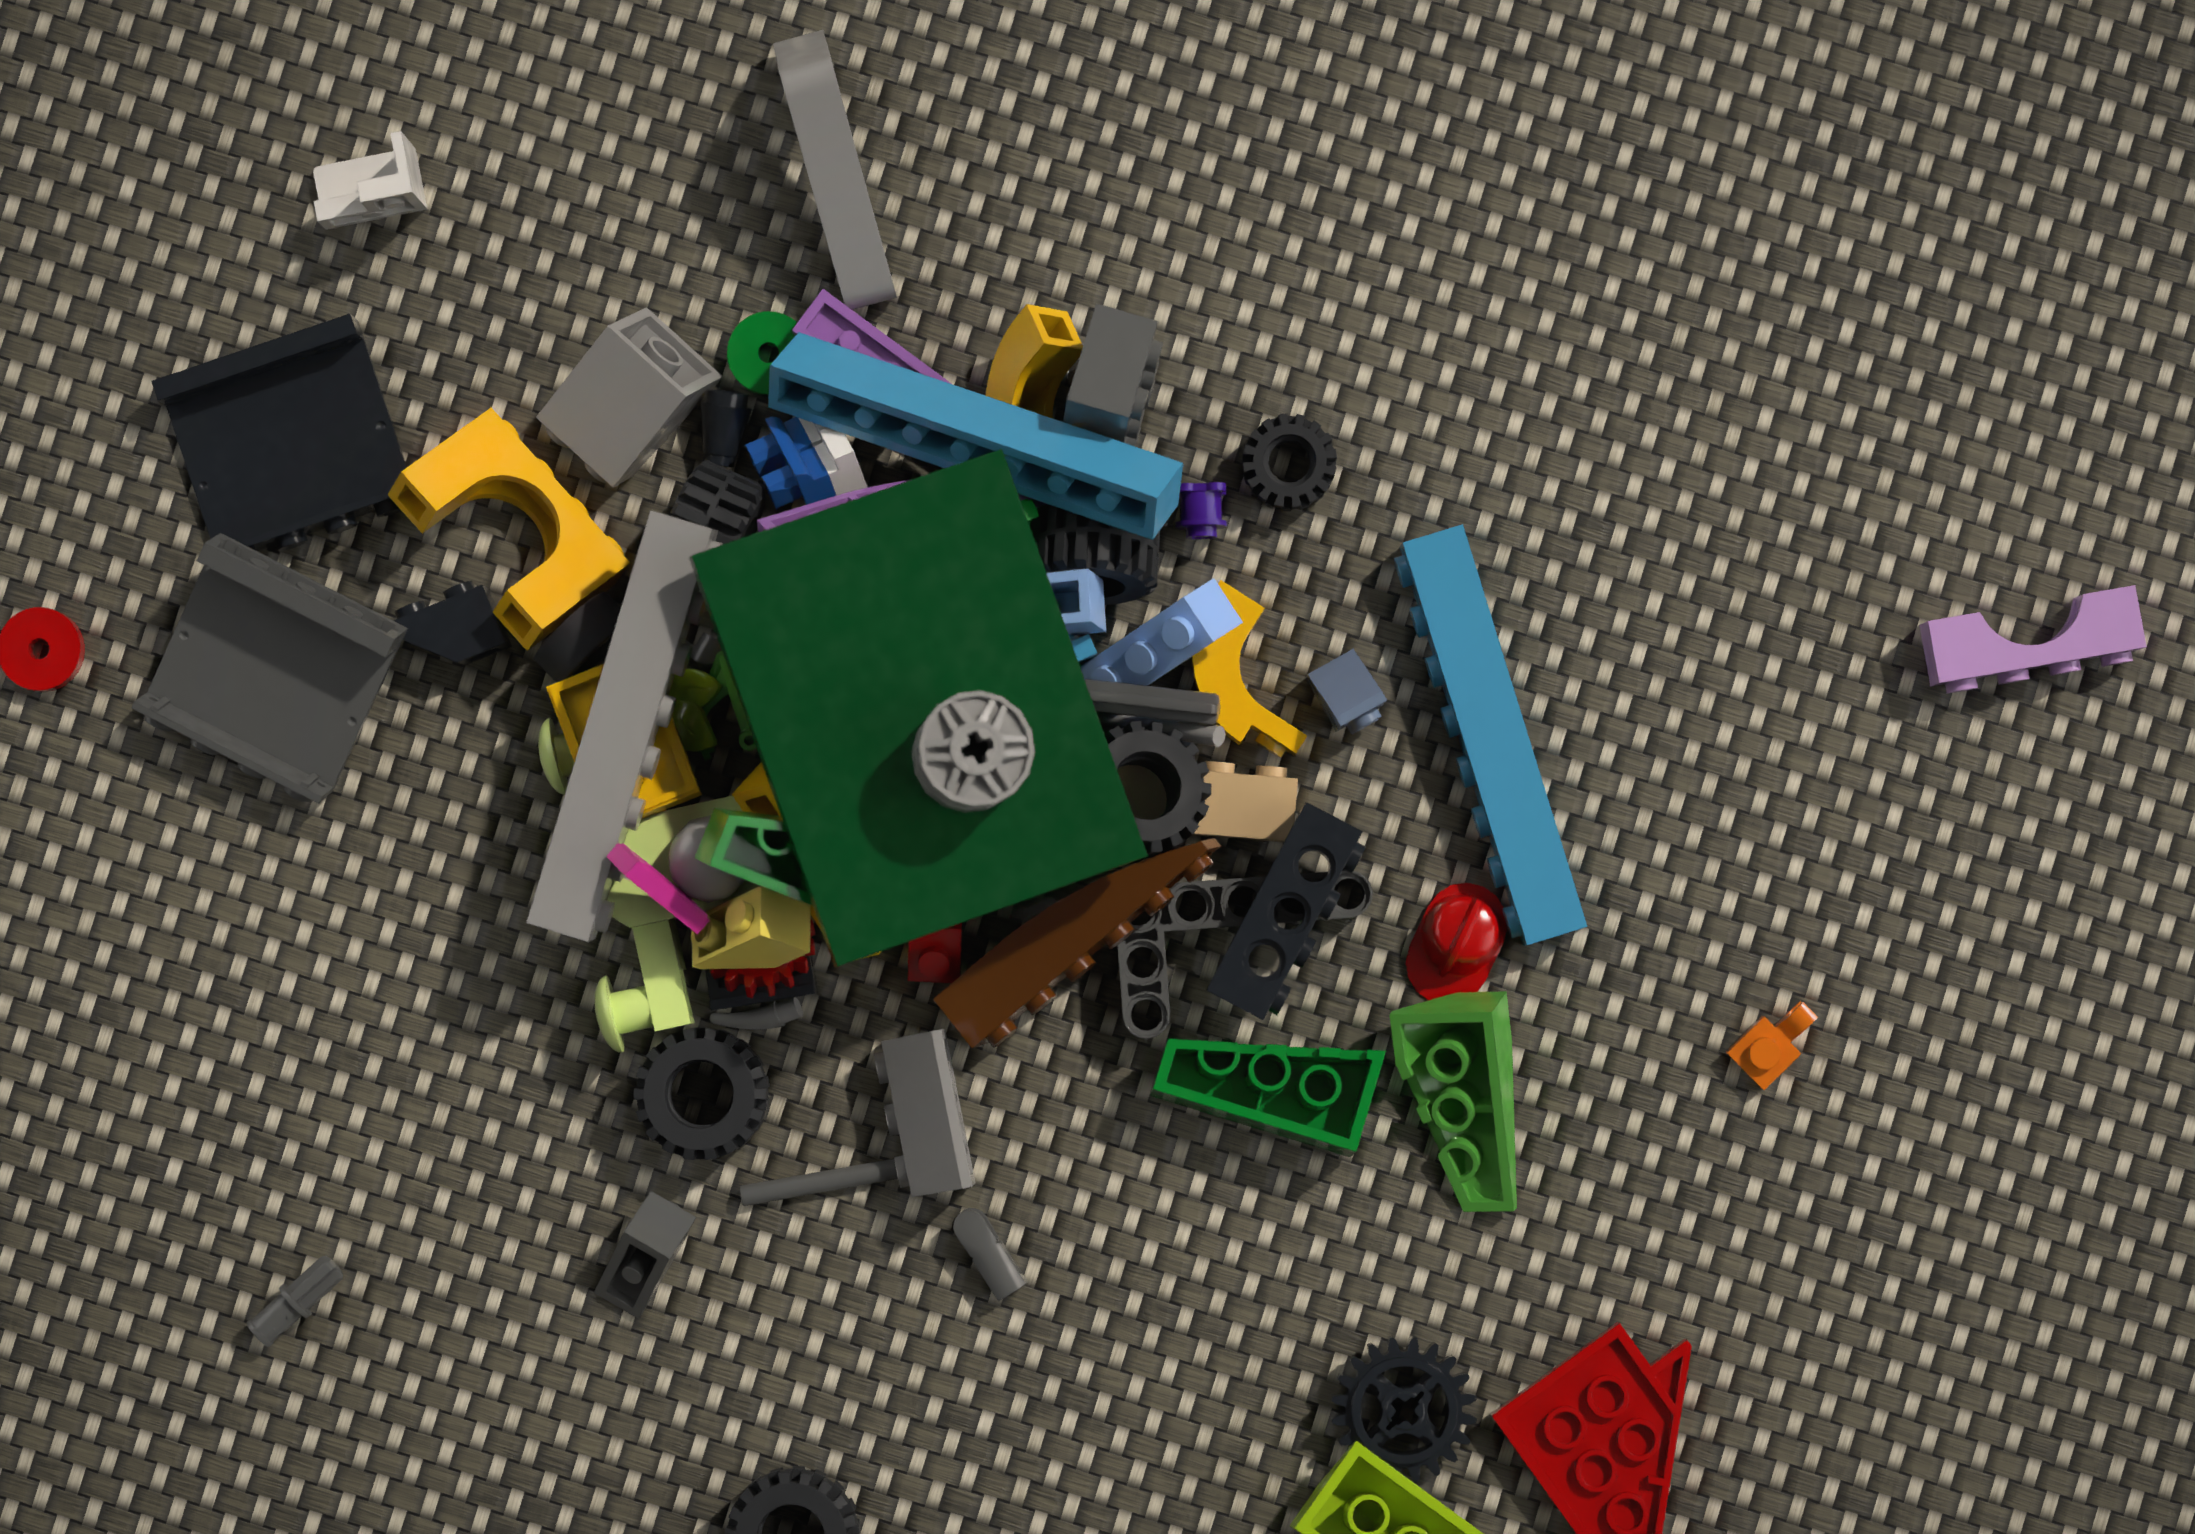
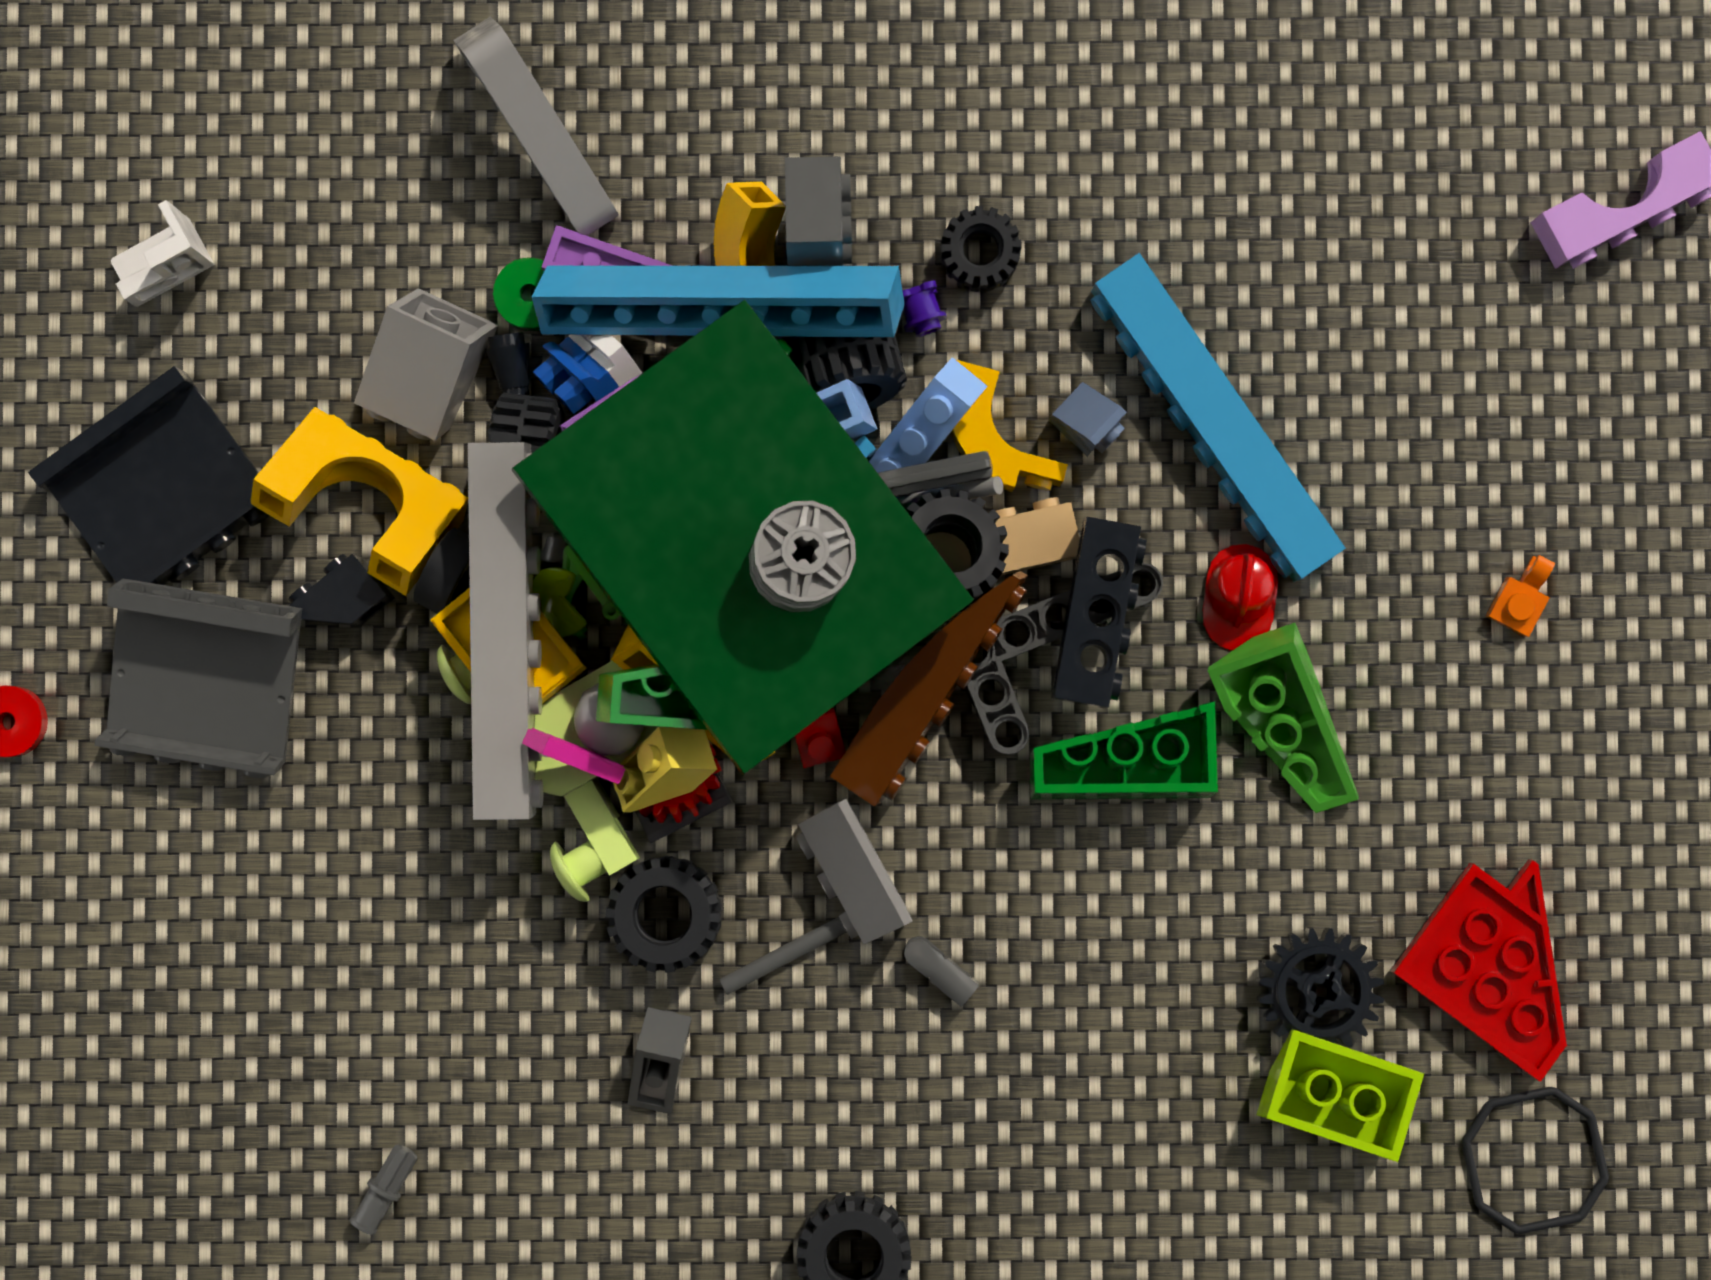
camera: 20 degrees left, 0 degrees up
(766, 1017) = (696, 835): light grey helmet -> none

